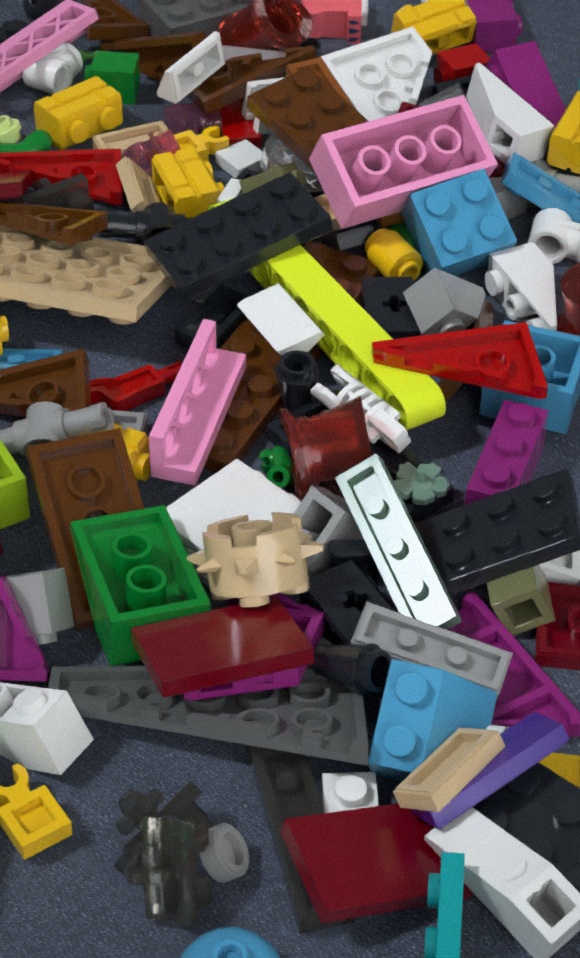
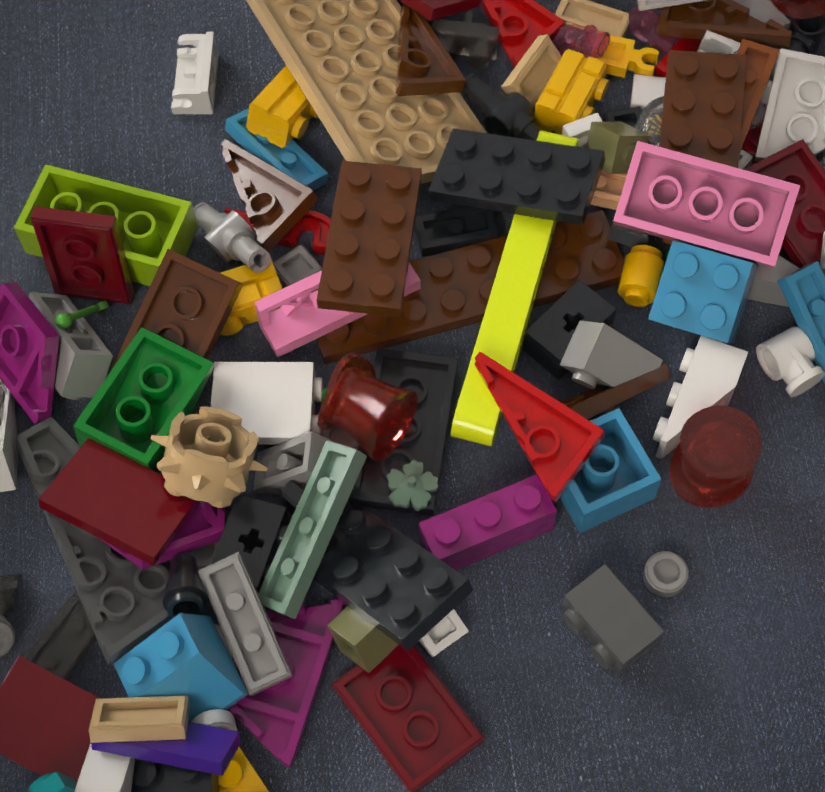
camera: 50 degrees right, 20 degrees up
(188, 333) = (370, 239): none -> reddish brown plate
(281, 320) = (470, 273): white slope -> none
(295, 378) = (431, 329): black cone -> none
(349, 791) = (97, 675): white plate -> none
(379, 415) = (438, 395): white hinge -> none

